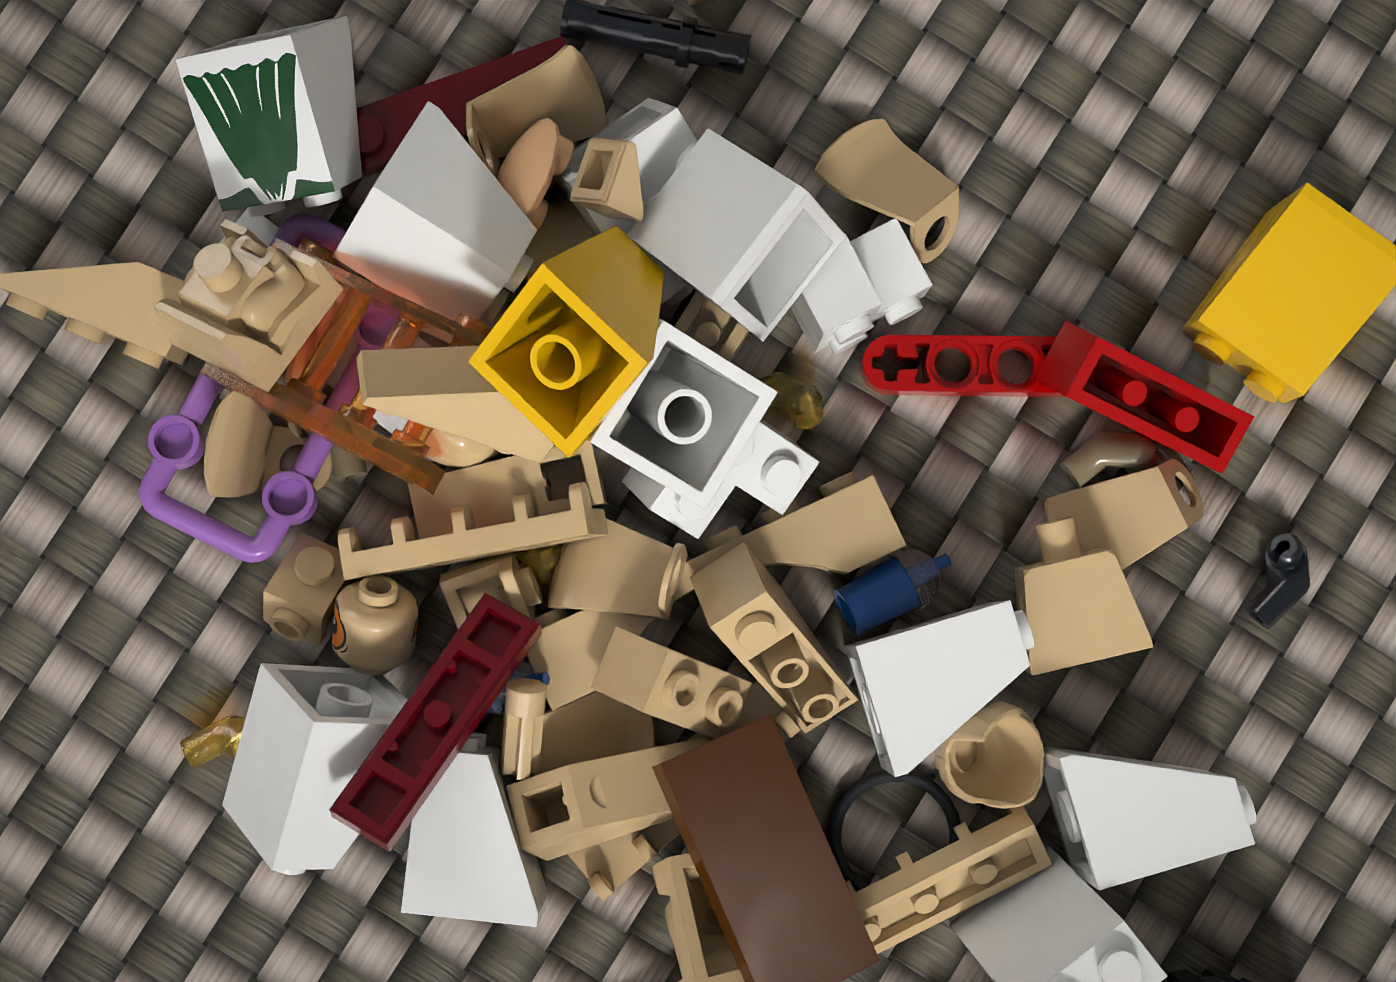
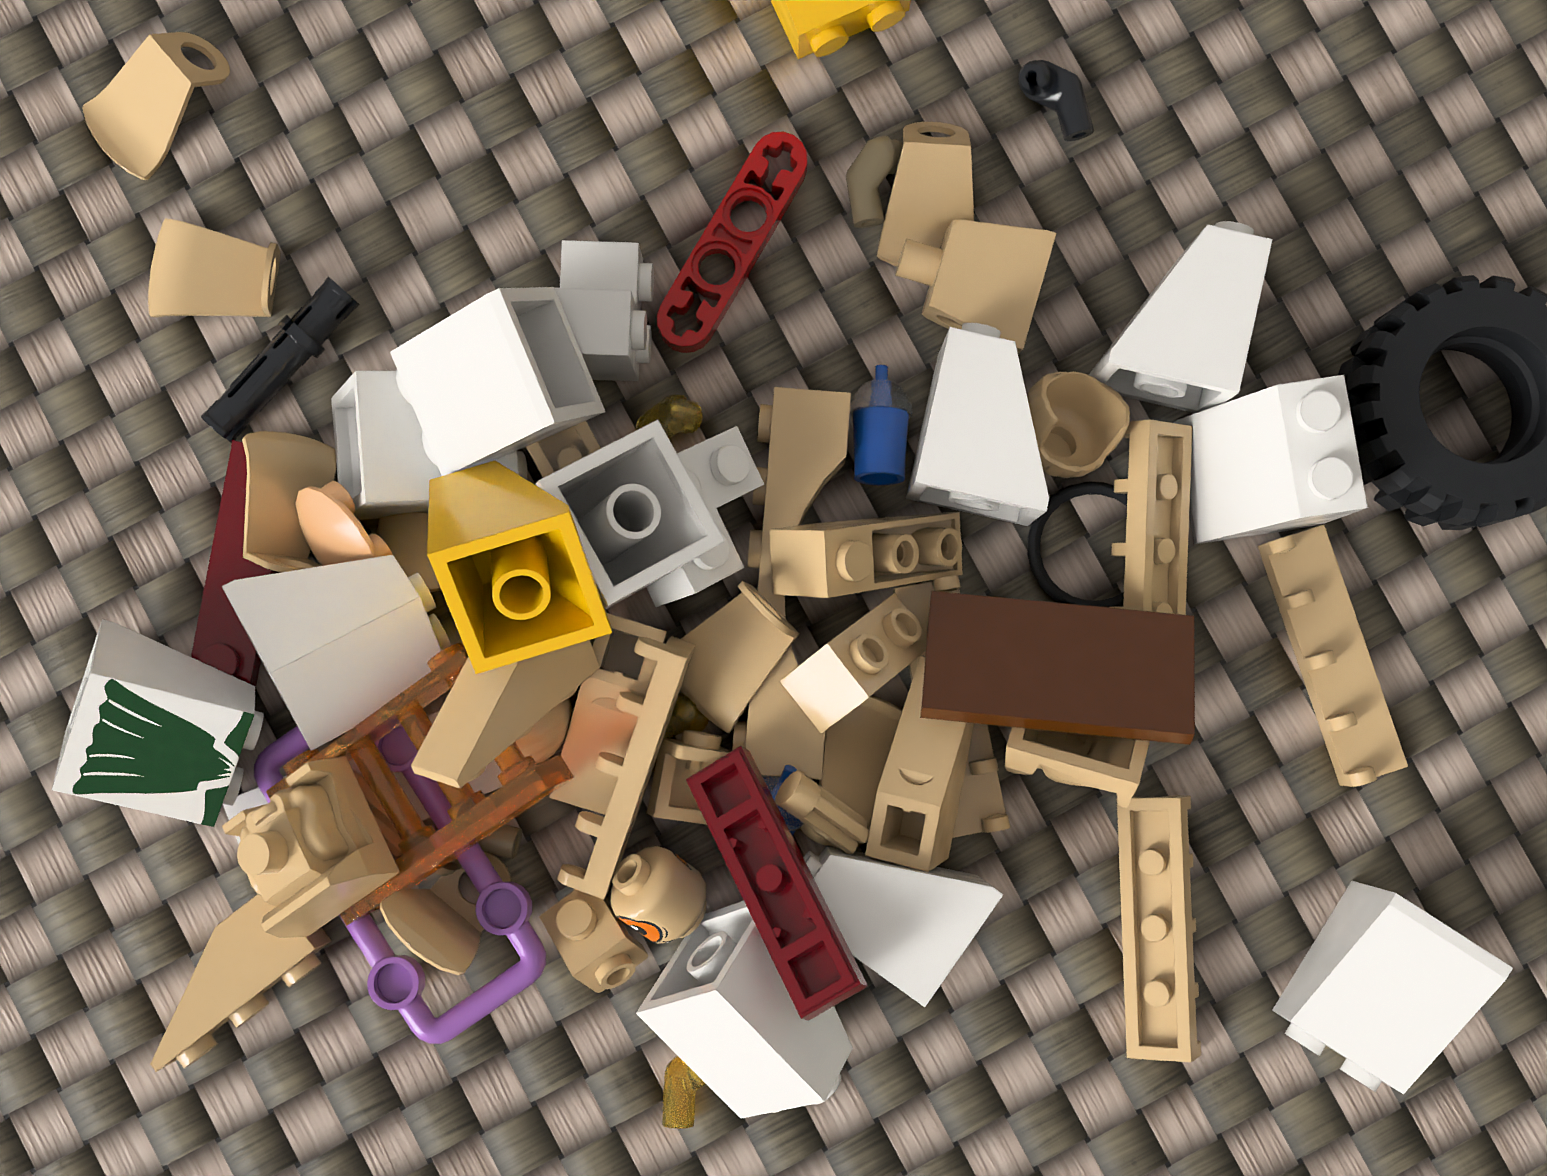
camera: 55 degrees left, 0 degrees up
(610, 180) = (386, 463): tan slope -> none
(887, 176) = (515, 233): tan piece -> none
(1143, 397) = (837, 117): red brick -> none

